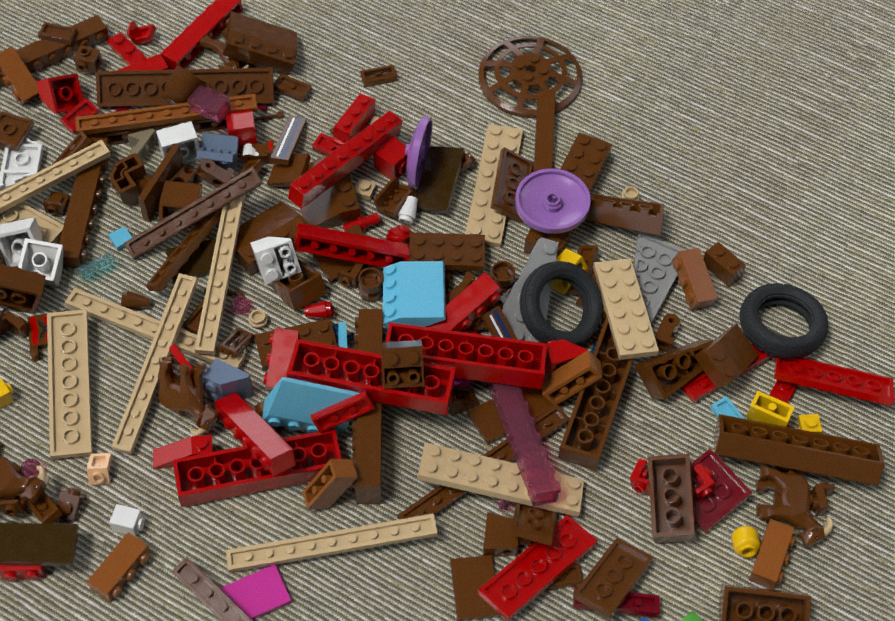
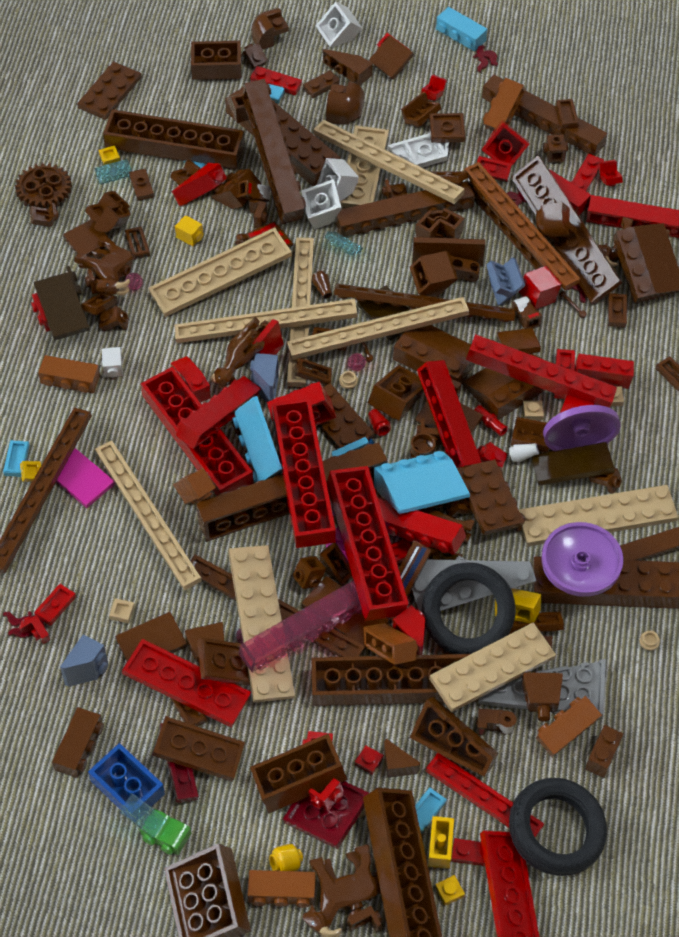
camera: 70 degrees right, 0 degrees up
(98, 468) = (152, 324): light nougat bracket -> none
(119, 237) = (382, 251): medium azure tile -> none
(142, 142) = (489, 225): dark tan slope -> none
(183, 136) = (498, 244): white brick -> none
(193, 213) = (425, 285): reddish brown tile -> none
(209, 103) = (543, 247): clear pink brick -> none
(213, 173) = (480, 287): reddish brown leg -> none
(275, 258) = (402, 360): white slope -> none
(288, 140) = (551, 328): tile -> none
(342, 411) = (262, 465): red tile -> none
(402, 364) = (315, 482): reddish brown slope -> none
(431, 603) = (121, 610): none -> tan plate
(462, 421) = (309, 572): none -> reddish brown brick
(503, 275) = (484, 549): reddish brown wheel -> none
(510, 172) = (618, 520): reddish brown tile -> none
(626, 213) = (617, 641): reddish brown wedge -> none
(660, 283) = (542, 693): none -> reddish brown torso
(667, 443) = (369, 760): none -> red plate
(677, 420) = (398, 761): none -> reddish brown slope
(726, 356) = (483, 779): reddish brown slope -> none

